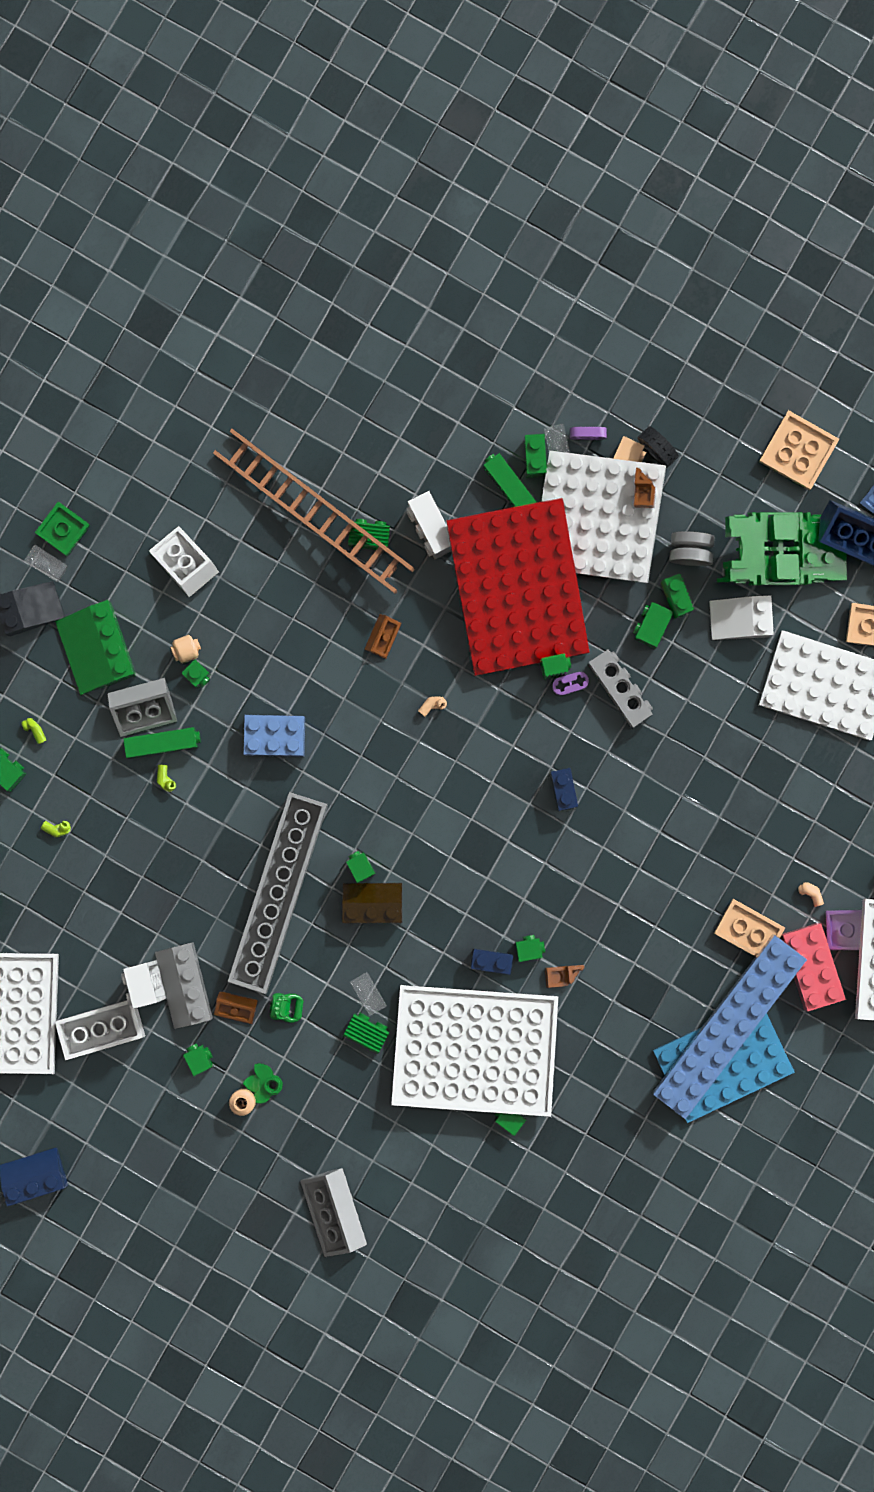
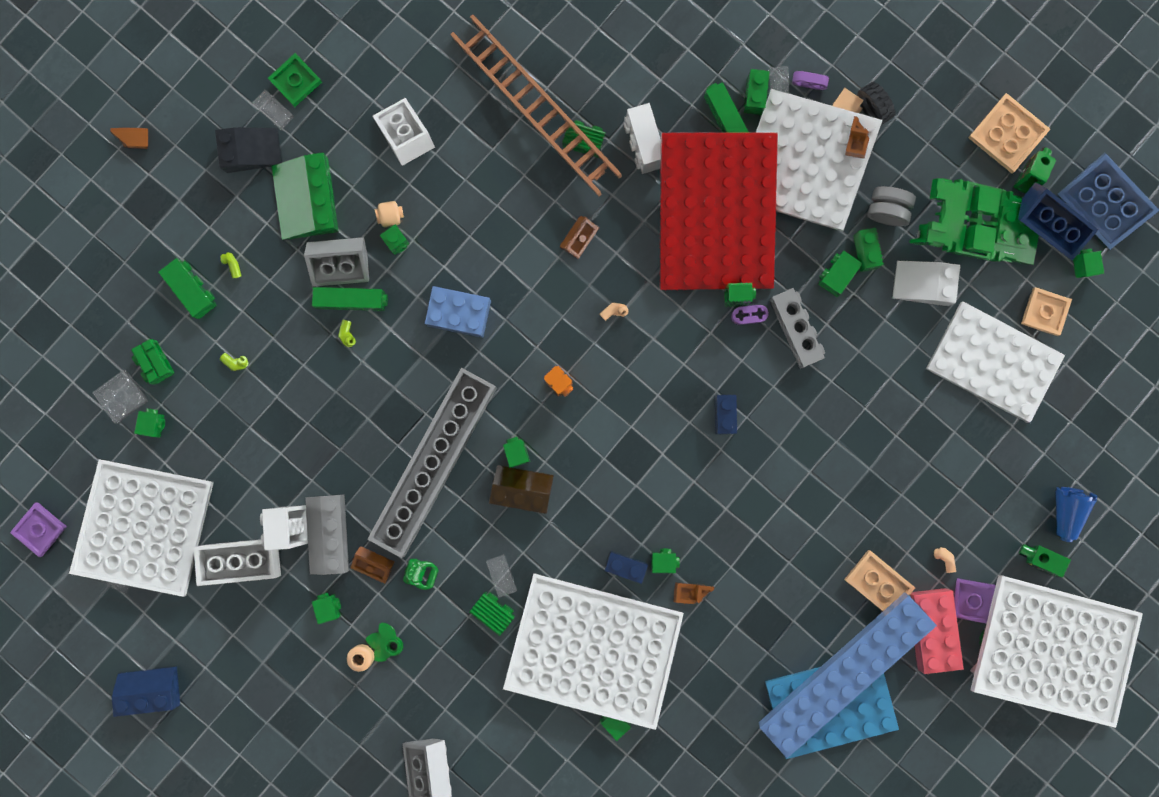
camera: 15 degrees right, 0 degrees up
(390, 788) = (559, 381): none -> orange brick
(831, 484) = (1037, 166): none -> green torso

